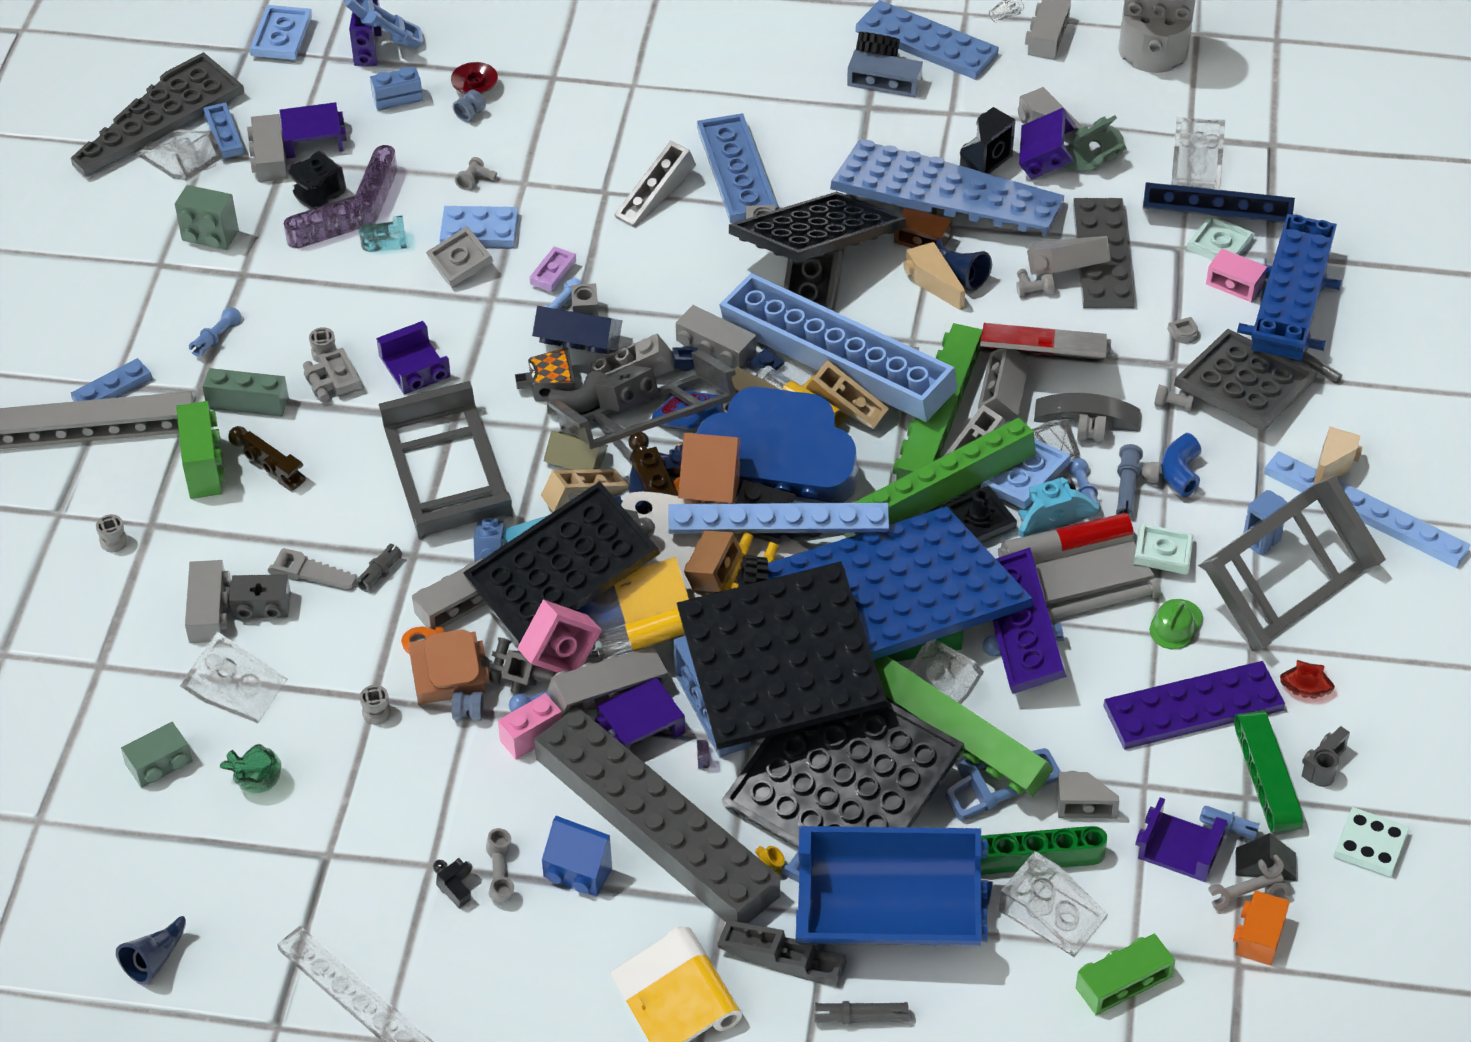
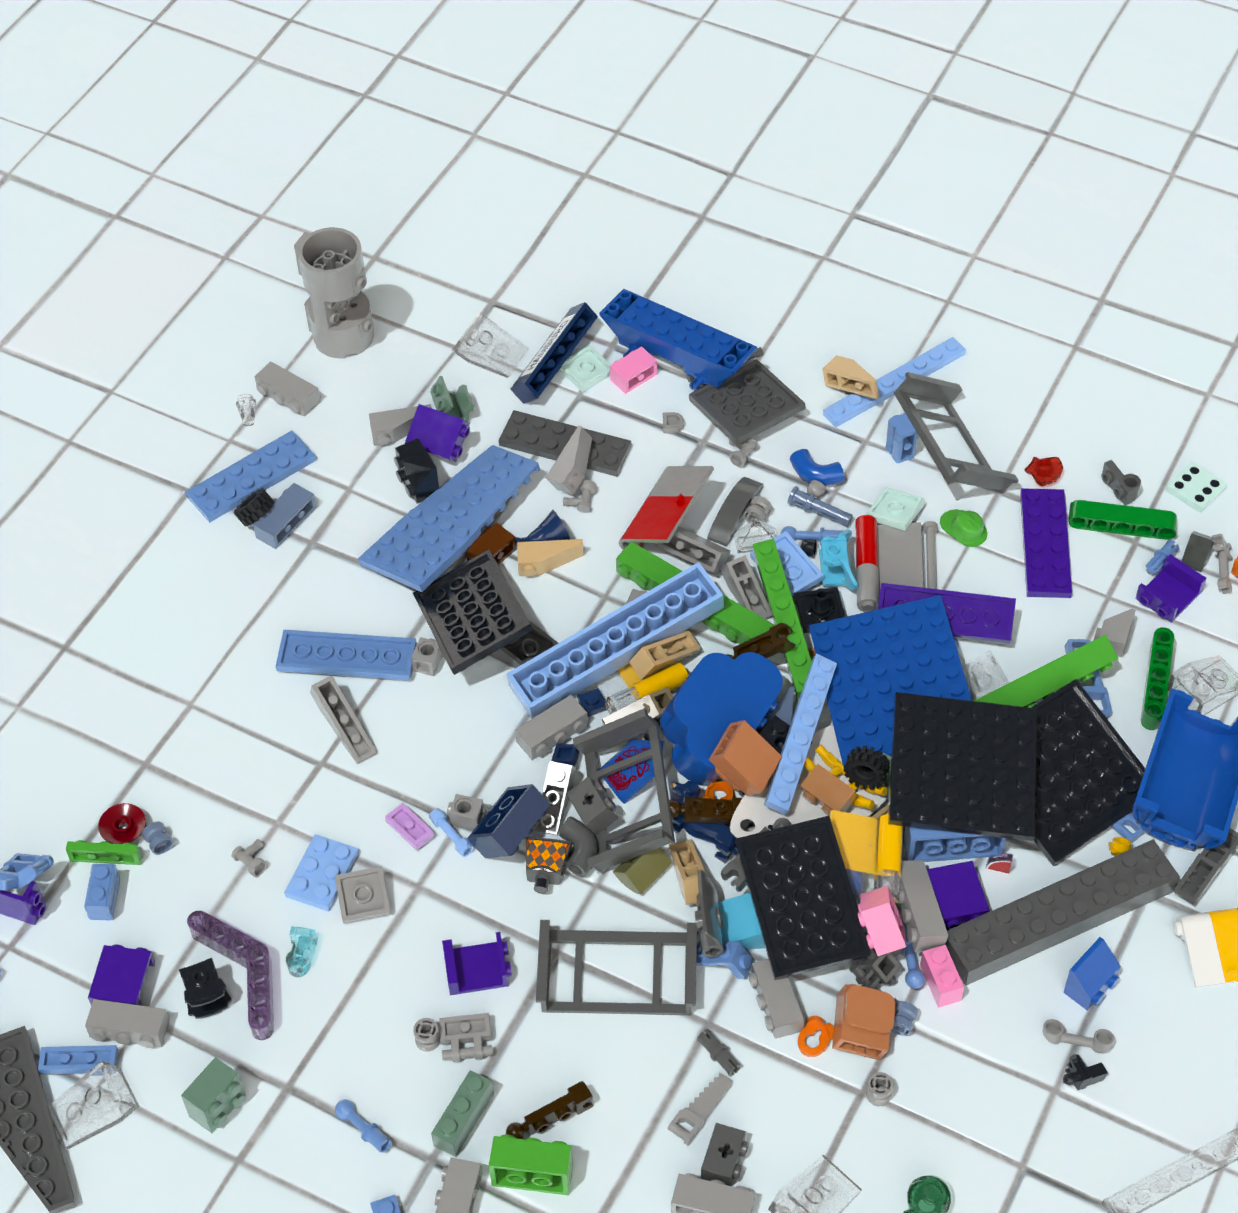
camera: 70 degrees left, 5 degrees up
(440, 77) = (103, 852): none -> bright green plate
(517, 497) = (708, 917): none -> dark grey panel
(885, 464) = (767, 643): none -> dark brown plate

